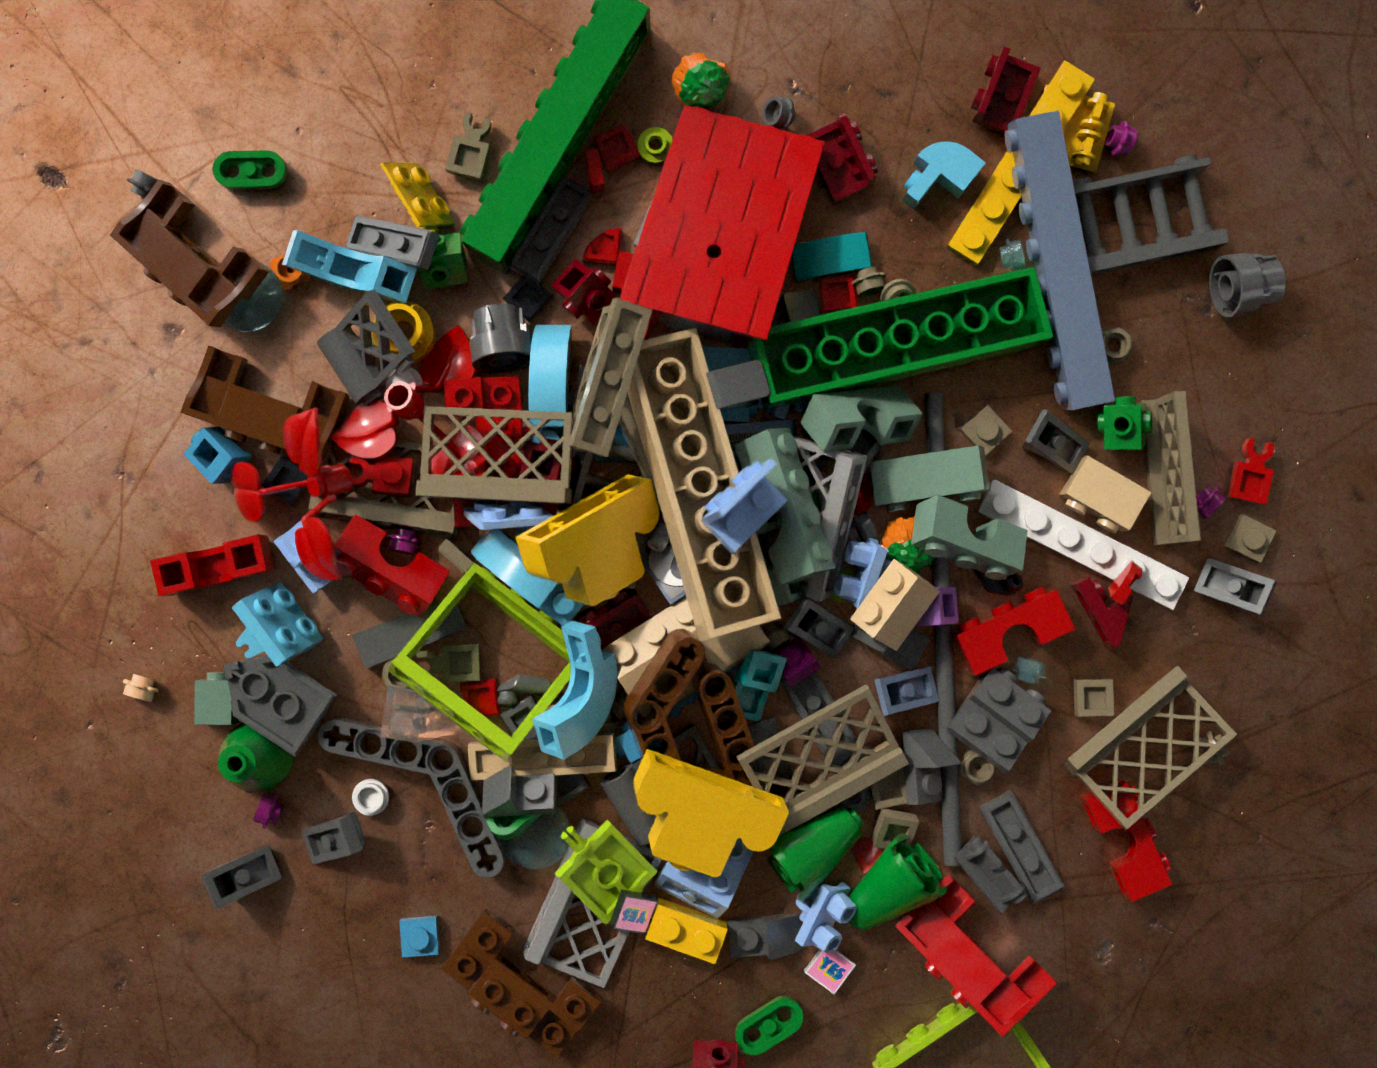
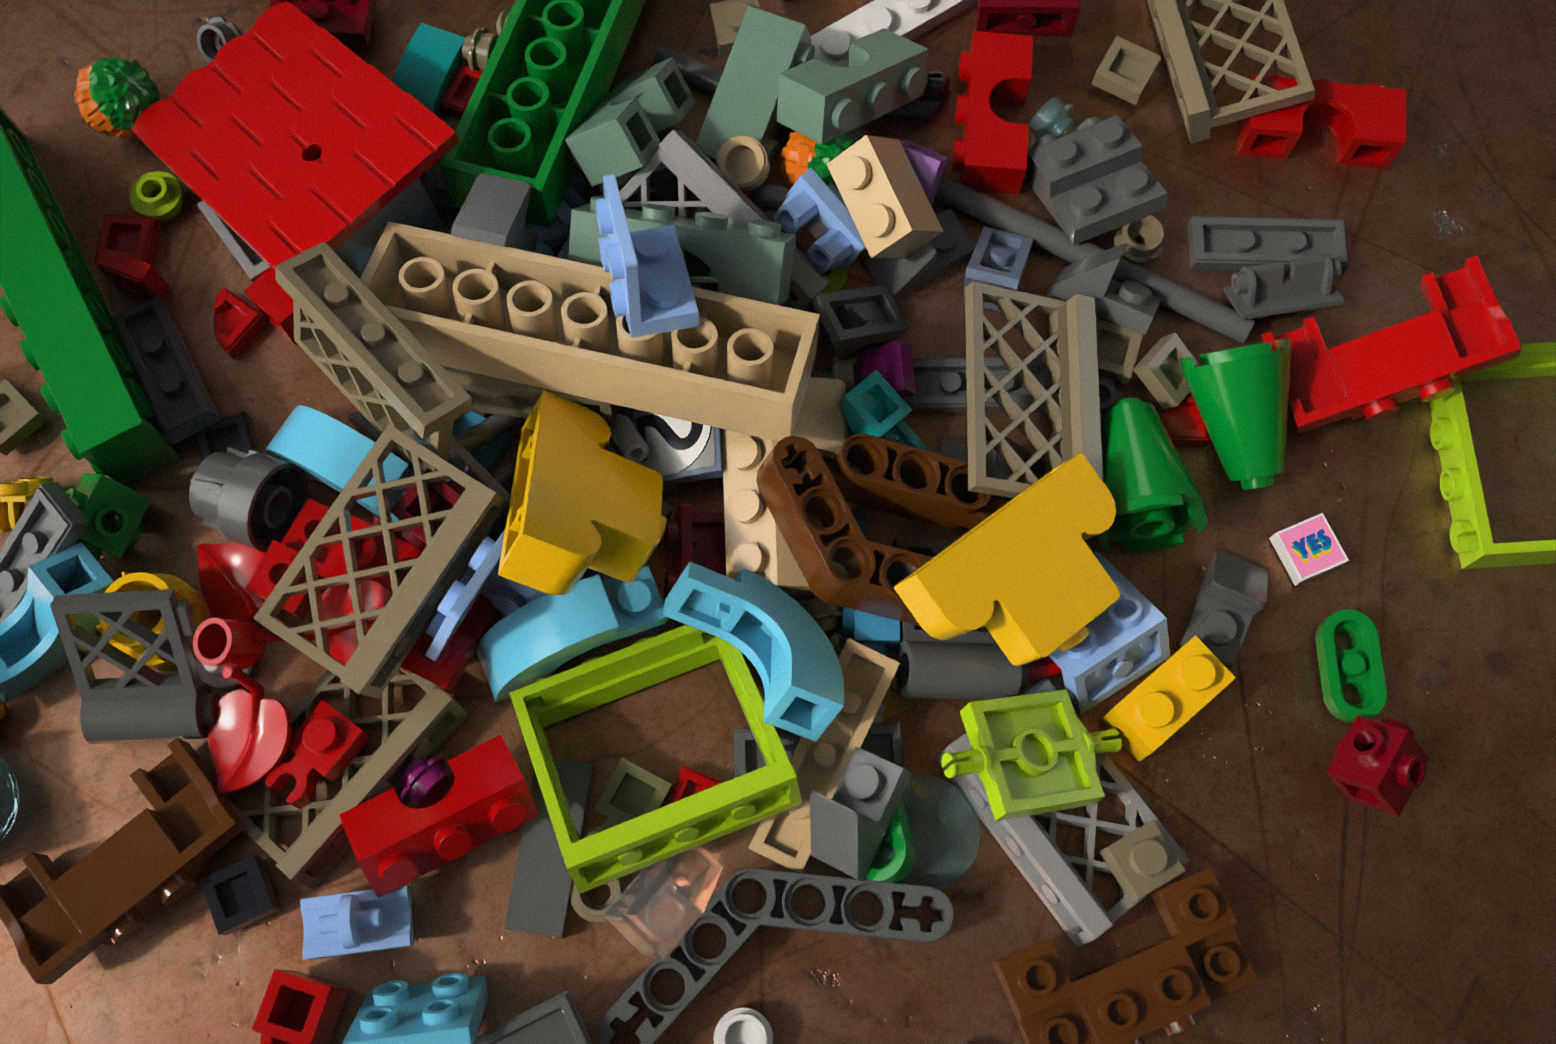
camera: 60 degrees left, 15 degrees down
(215, 454) = (136, 973): dark azure brick -> none
(304, 448) = (334, 879): red plant -> none
(456, 555) = (487, 718): dark tan tile -> none
(519, 685) = (711, 738): dark grey arm -> none
(584, 291) = (263, 364): dark red brick -> none
(585, 962) = (1142, 861): none -> dark tan plate
(633, 911) = (1106, 746): tile -> none
(819, 916) = (1226, 492): light blue hips -> none
(875, 500) = (744, 162): none -> tan tile

